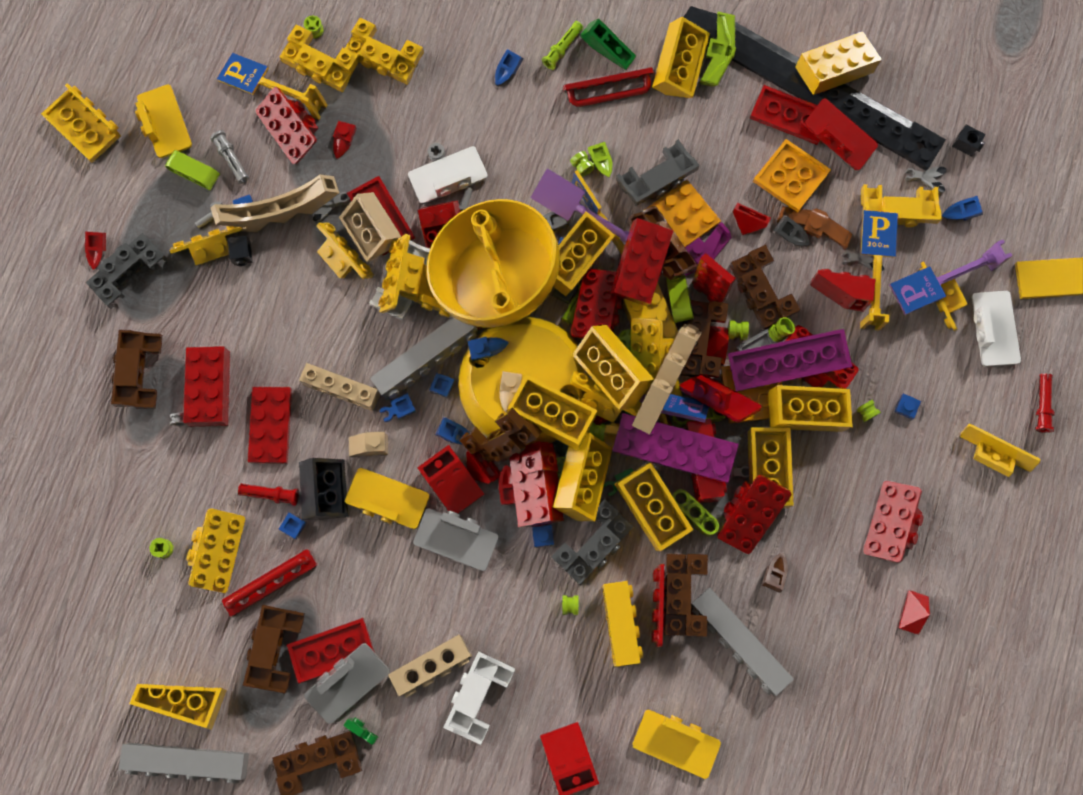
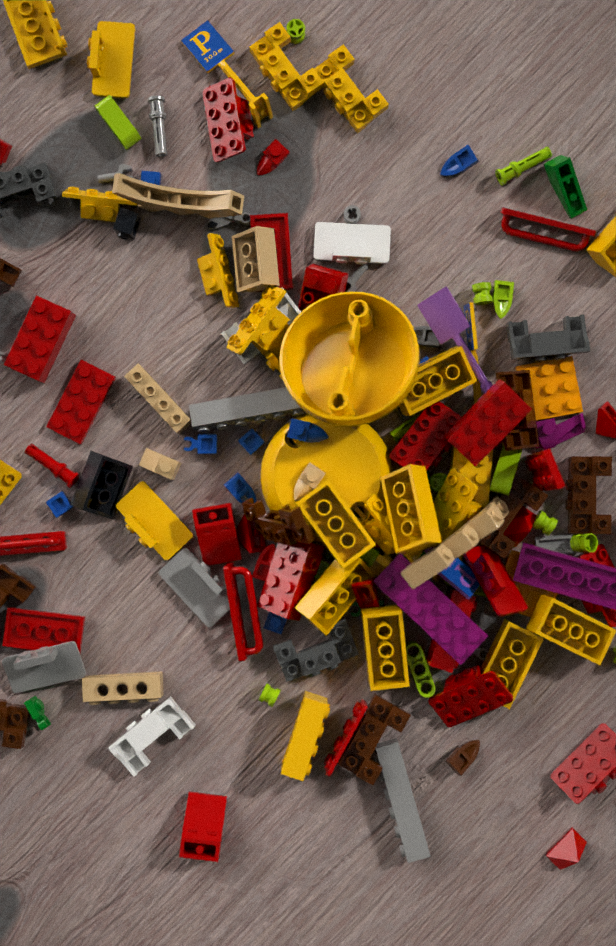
camera: 25 degrees right, 10 degrees up
(479, 508) = (236, 613): none -> red piece
(611, 466) = (366, 593): none -> red slope
(676, 743) = (302, 857): yellow bracket -> none

